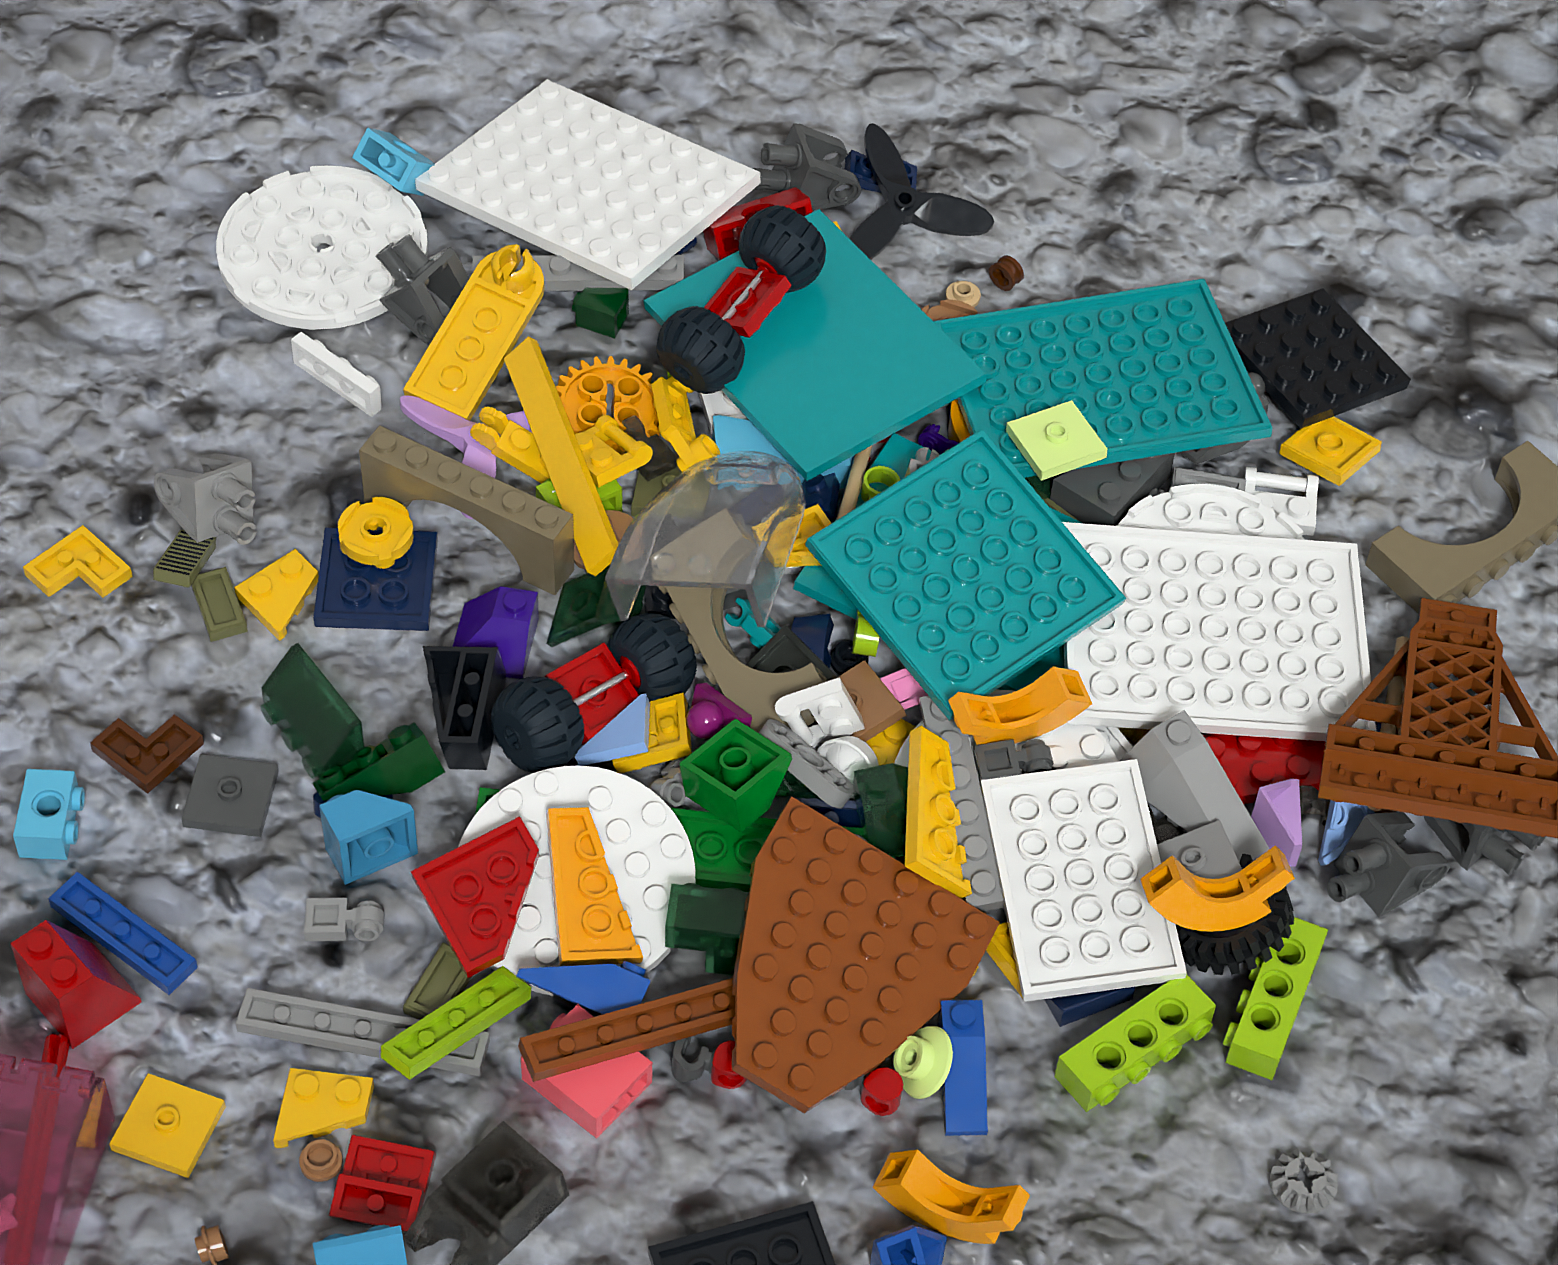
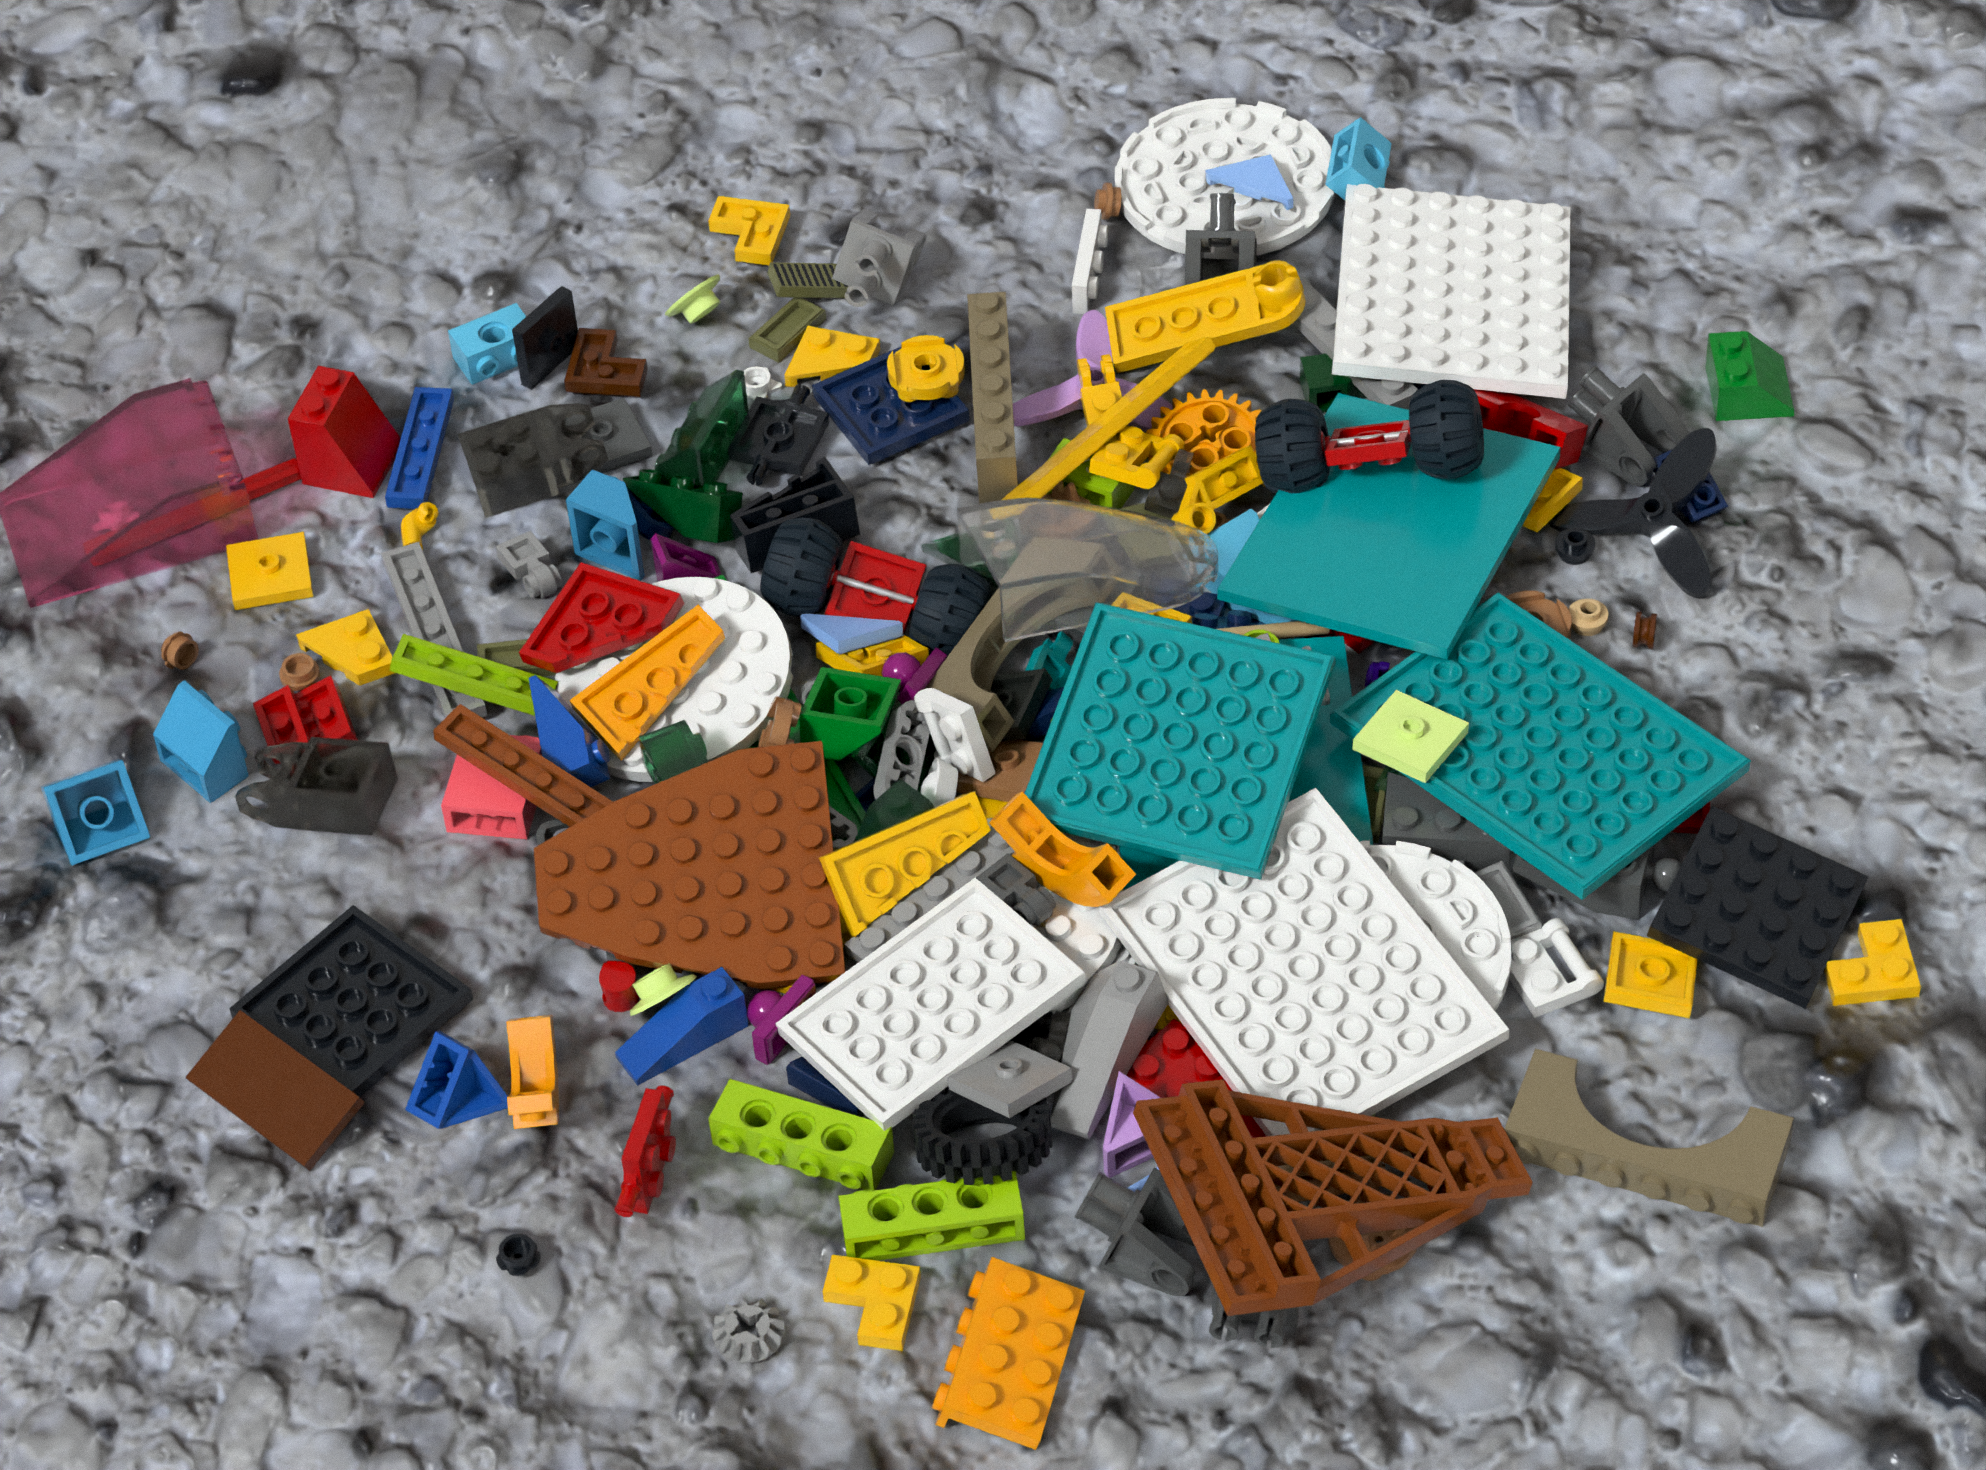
camera: 65 degrees right, 5 degrees down
(93, 767) = (545, 337): none -> black plate
(136, 644) = (697, 302): none -> yellowish green piece
(214, 985) = (418, 523): none -> yellow arm
(219, 858) = (529, 456): none -> clear smoke brick
(258, 650) = (759, 382): none -> white plate
(280, 326) = (1108, 201): none -> medium nougat plate
(353, 666) = (778, 435): none -> black plate
(356, 225) = (1254, 179): none -> light blue tile
(446, 815) = (680, 561): none -> magenta slope
(501, 620) = (900, 509): dark purple slope -> none
(739, 821) = (785, 716): none -> medium nougat plate
(806, 90) = (1746, 378): none -> green slope
(890, 263) = (1574, 546): none -> black plate
(1001, 993) = (767, 1009): none -> magenta tile
(1096, 1153) = (647, 1152): none -> red plate
(1220, 902) = (954, 1090): light orange arch -> none
(1324, 1066) = (882, 1289): none -> yellow plate
(1406, 327) = (1882, 973): none -> yellow plate
(1437, 1017) = (1009, 1353): none -> light orange bracket

